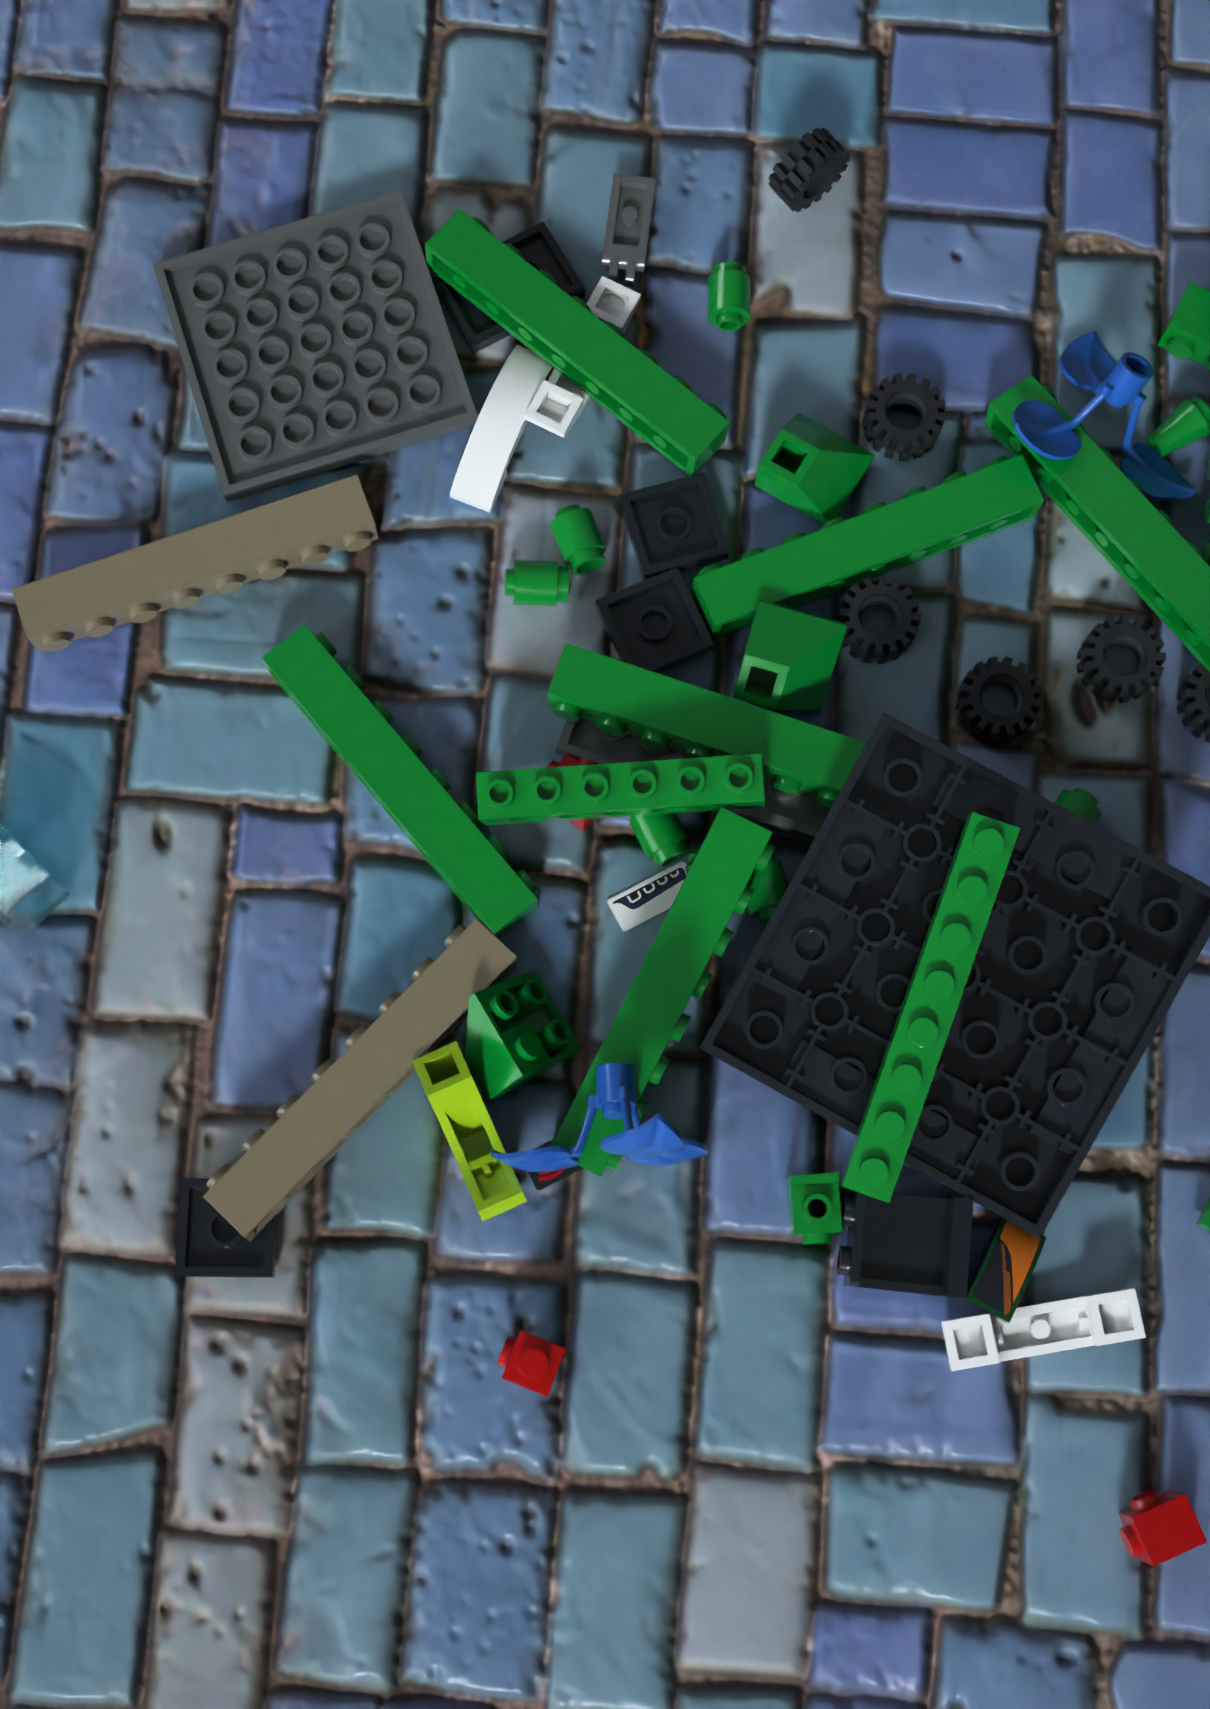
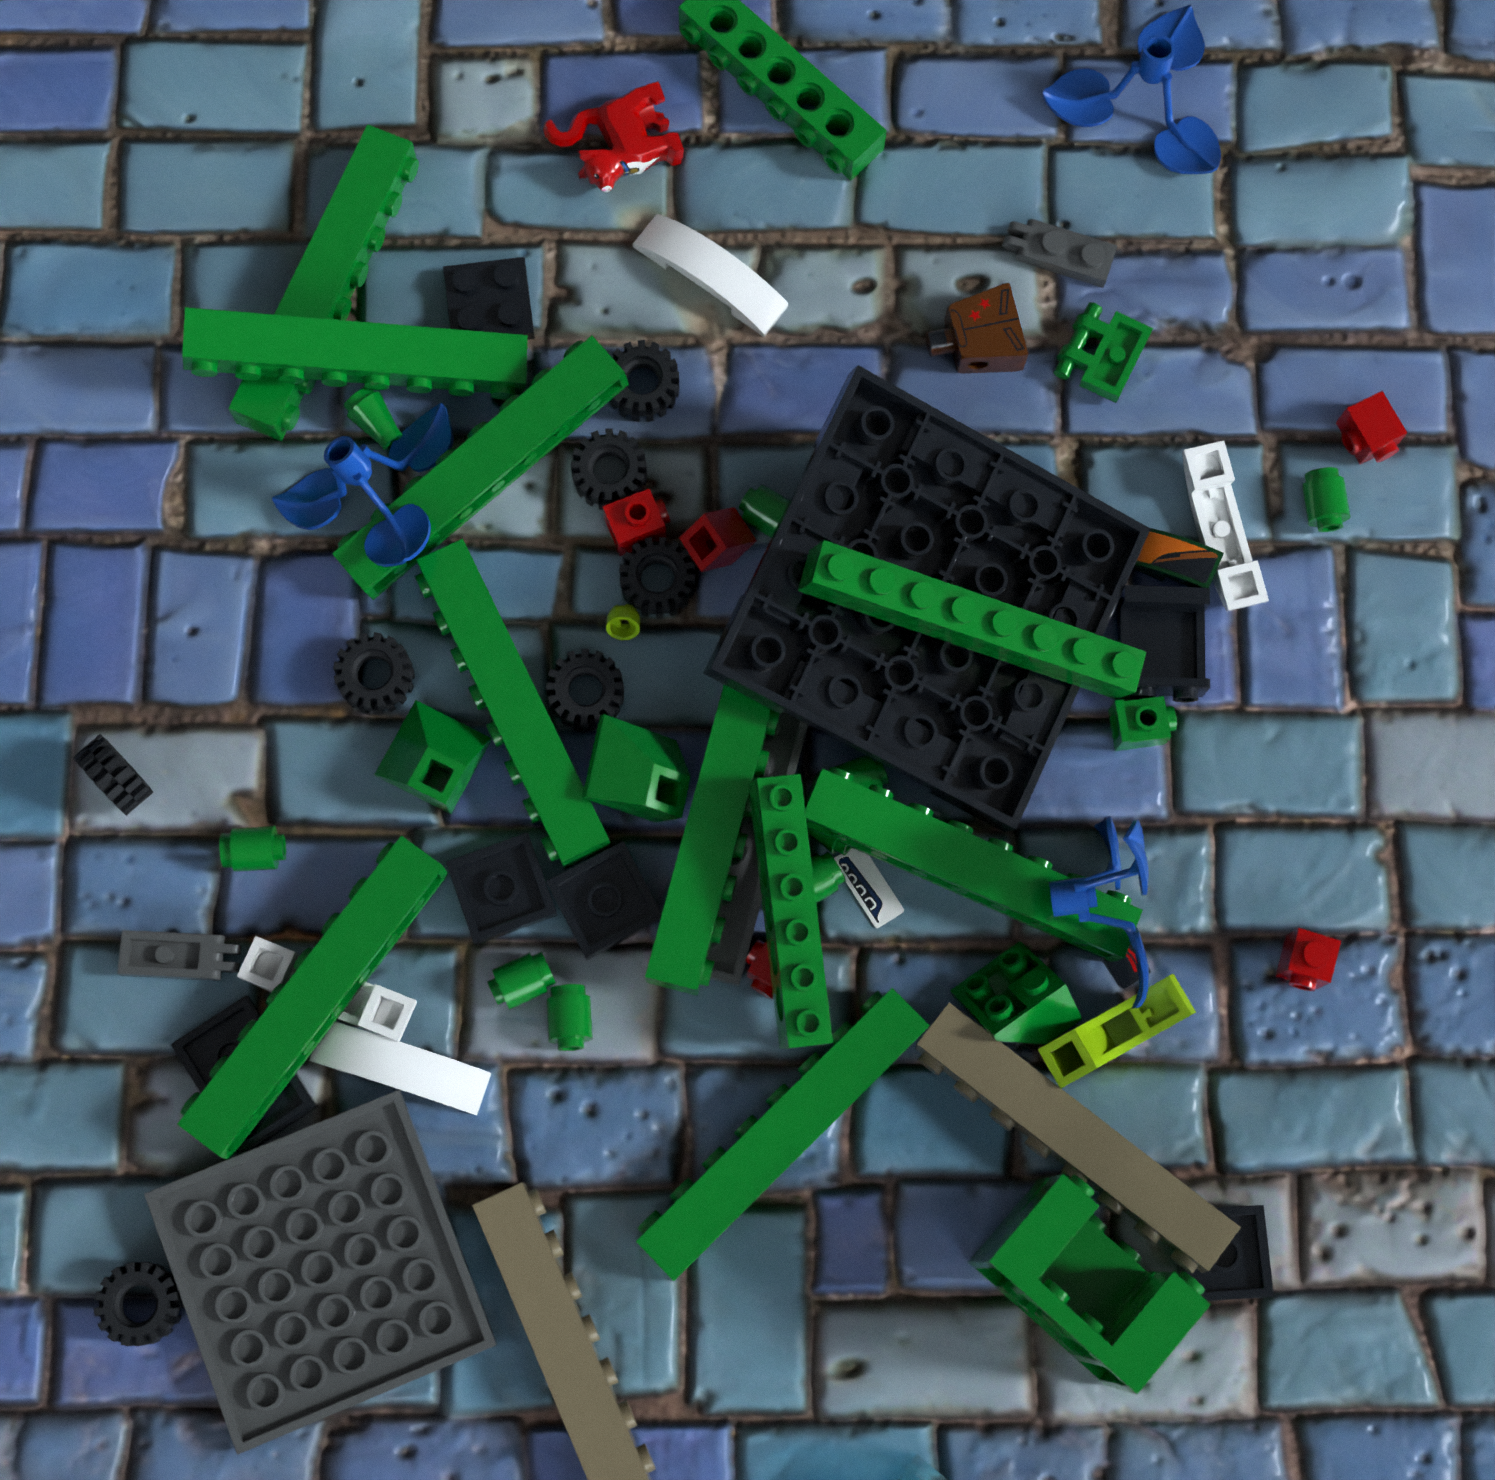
camera: 95 degrees left, 0 degrees up
(198, 1057) = (1086, 1287): none -> green piece
(295, 167) = (111, 1304): none -> black tyre
(951, 663) = (614, 622): none -> lime hinge
(1039, 759) = (717, 539): none -> red brick
(1063, 680) = (635, 519): none -> red brick
(1073, 1458) = (1325, 499): none -> green brick

